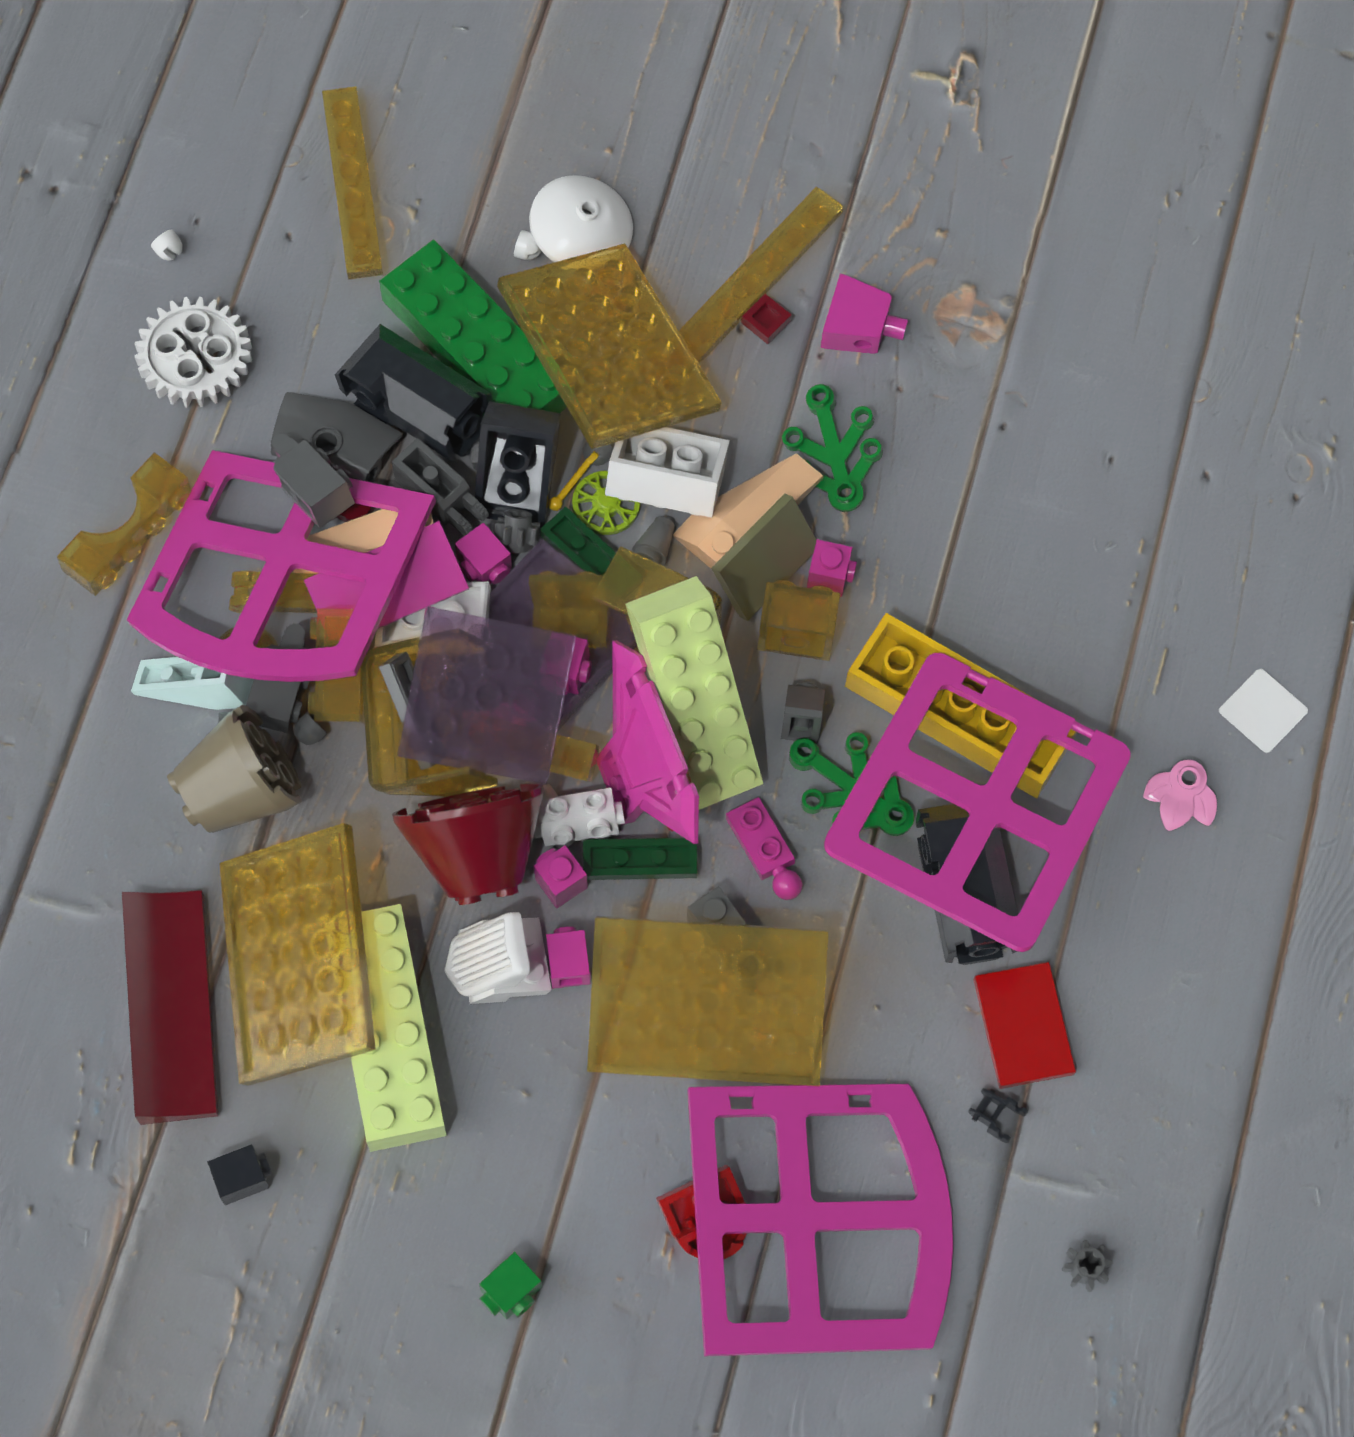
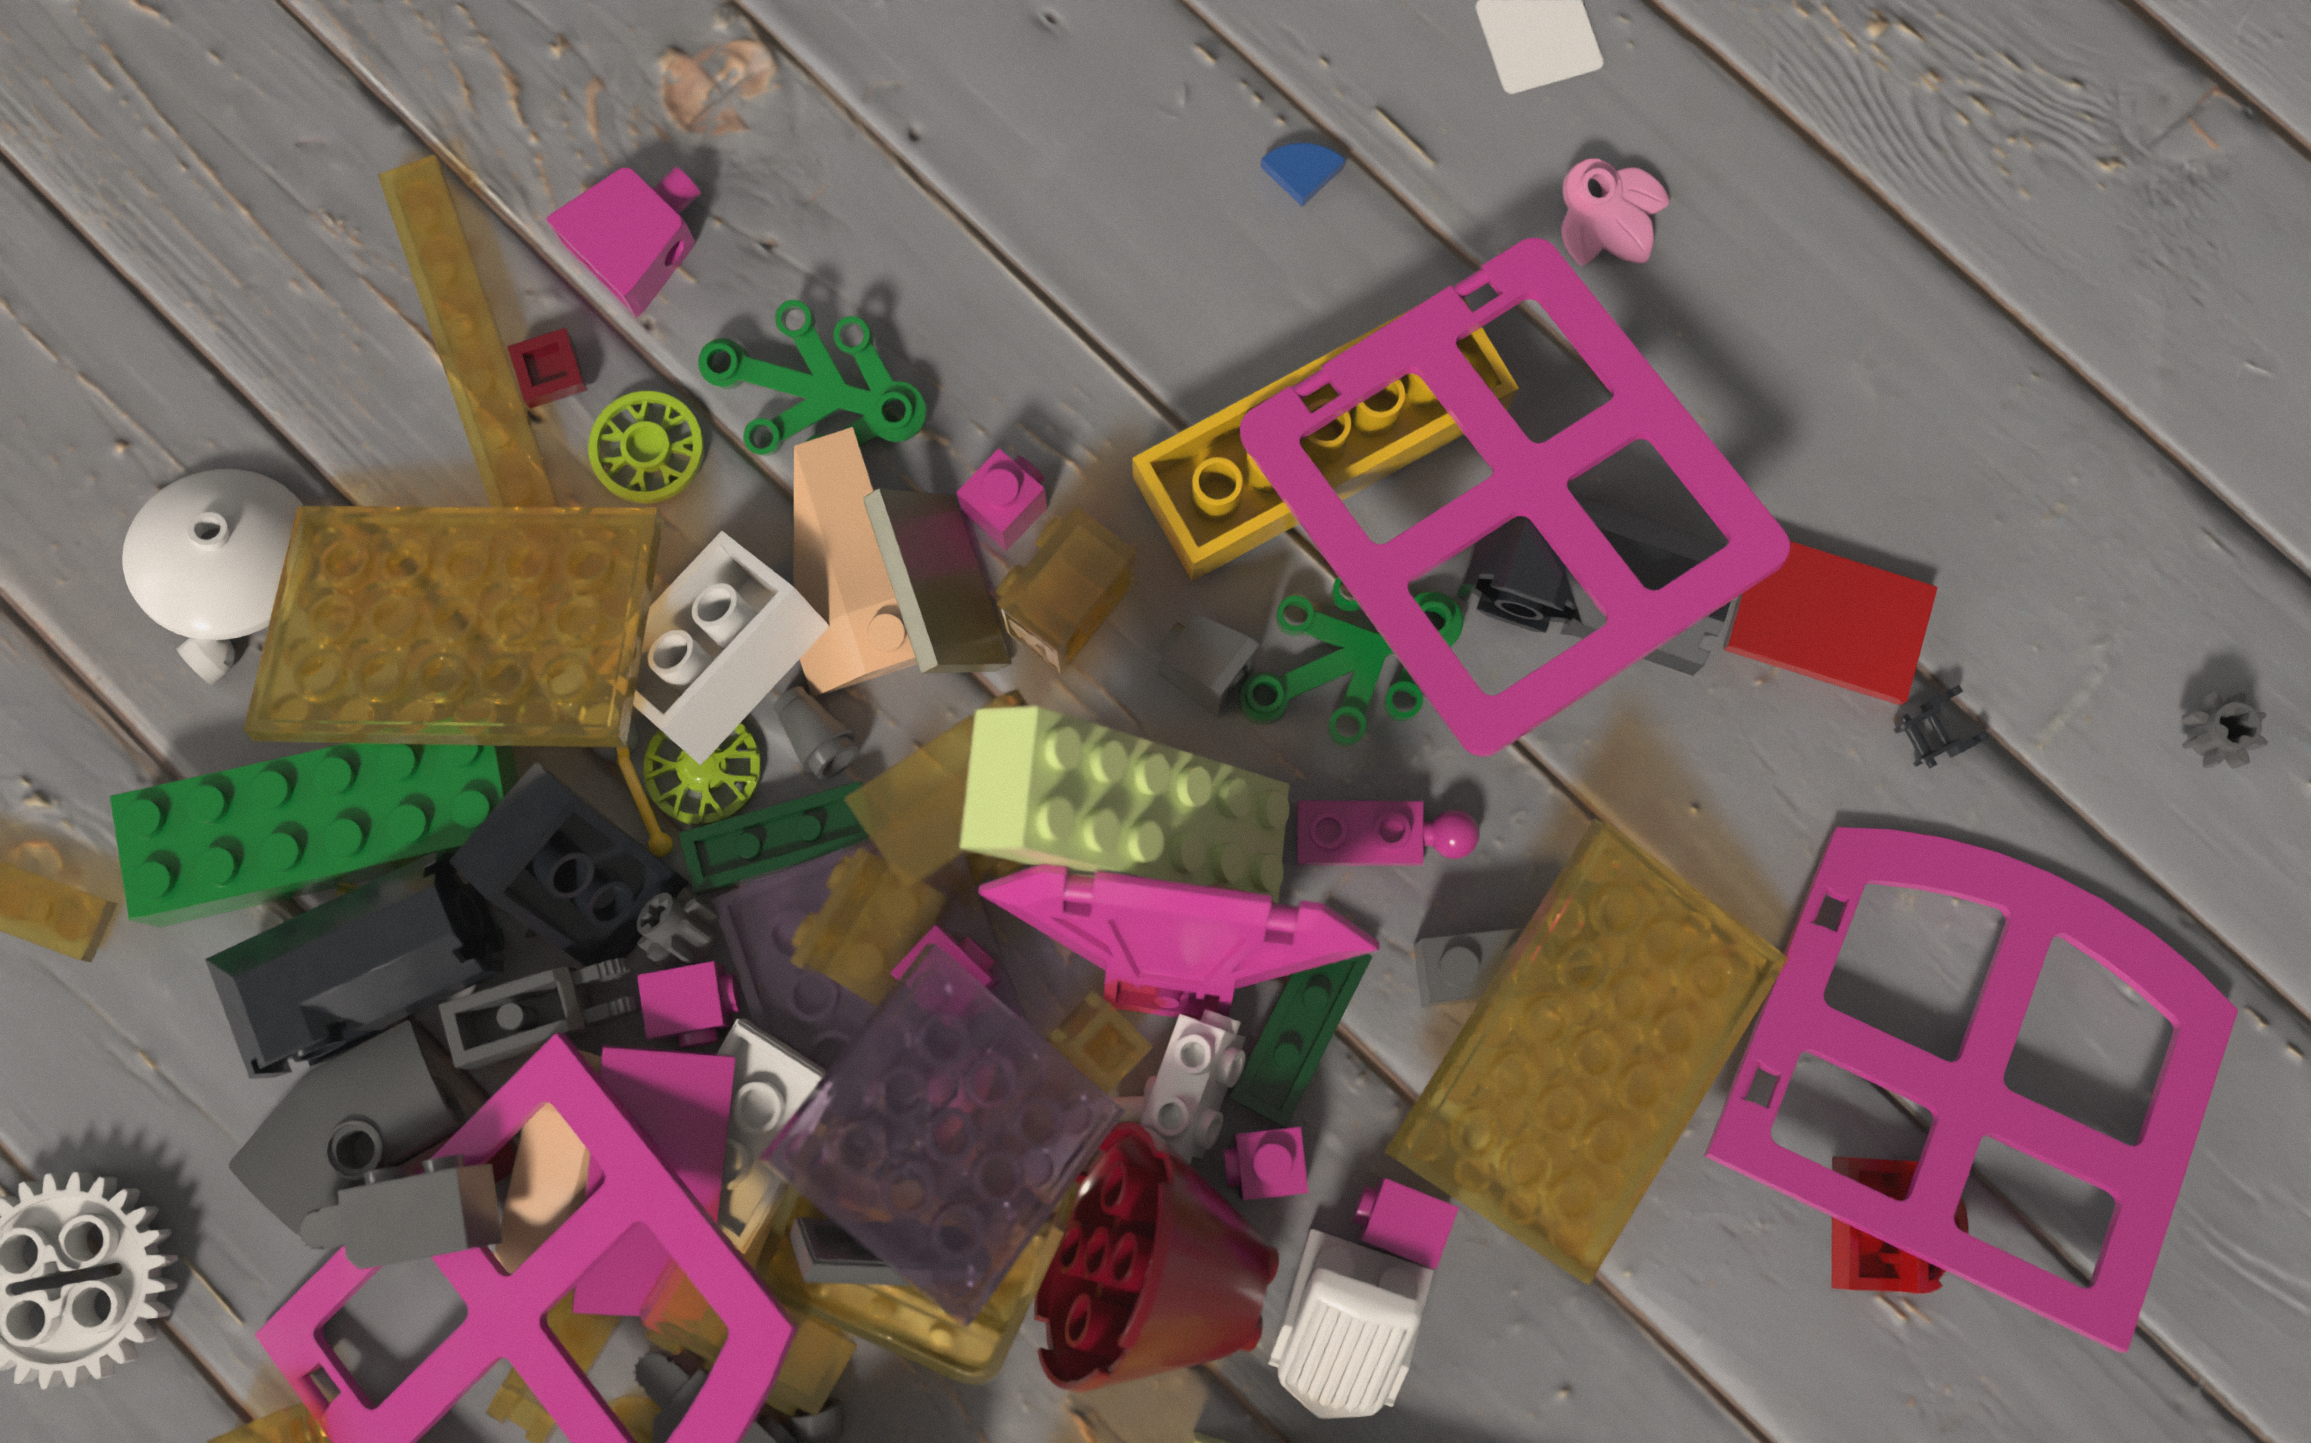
camera: 60 degrees left, 10 degrees up
(754, 387) = (646, 447): none -> lime wheel
(1106, 626) = (1302, 168): none -> blue tile

